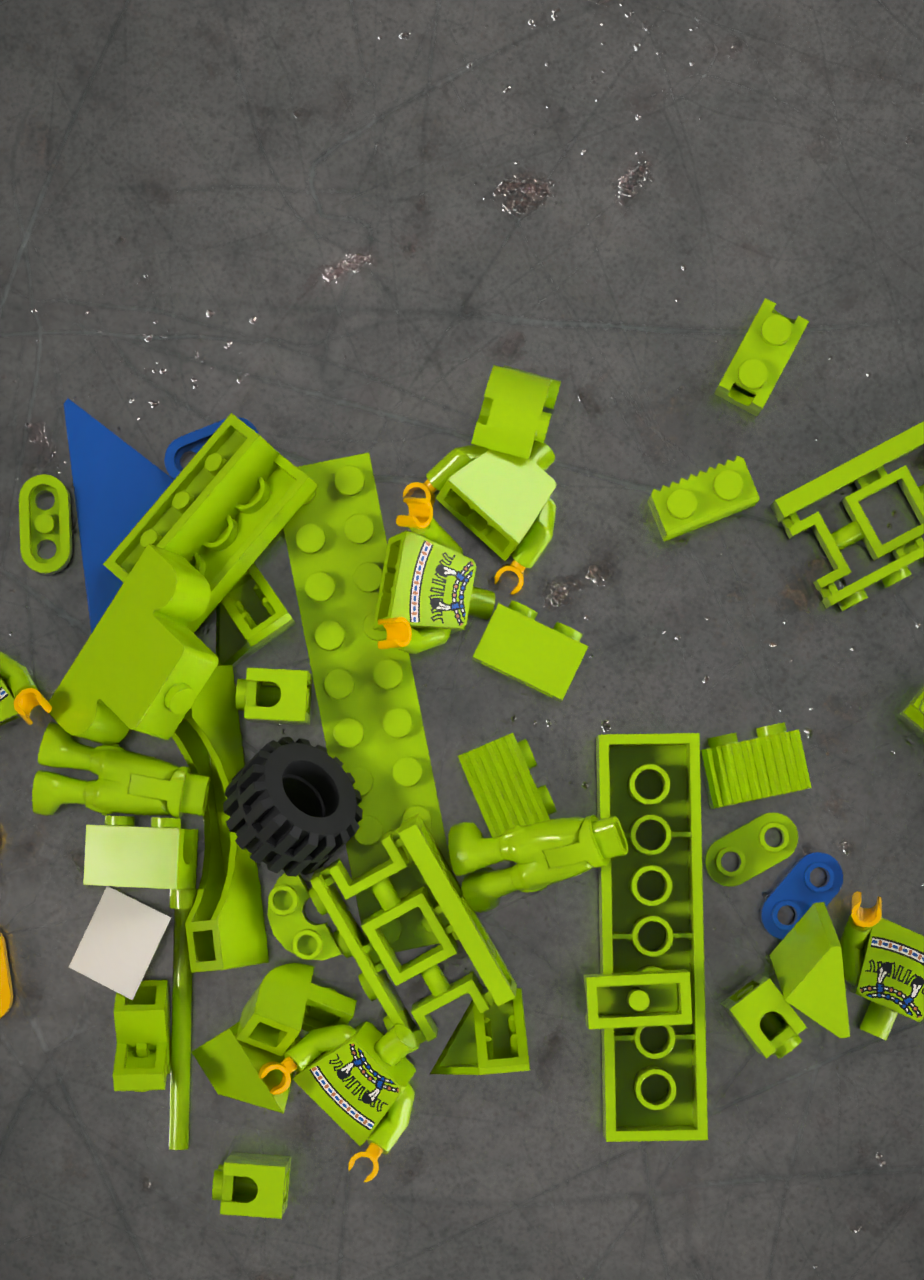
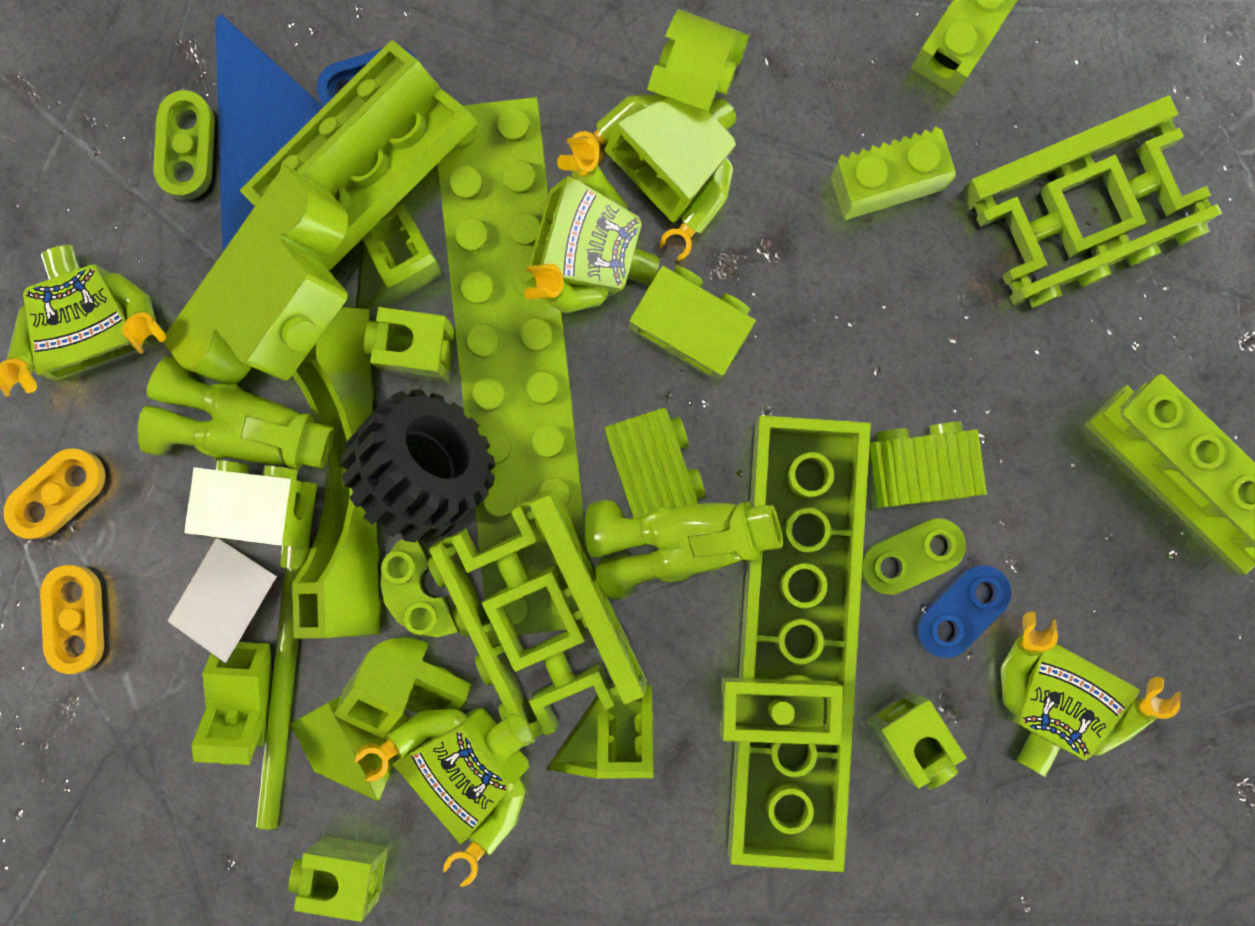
camera: 10 degrees right, 0 degrees up
(813, 972) = (977, 694): lime slope -> none

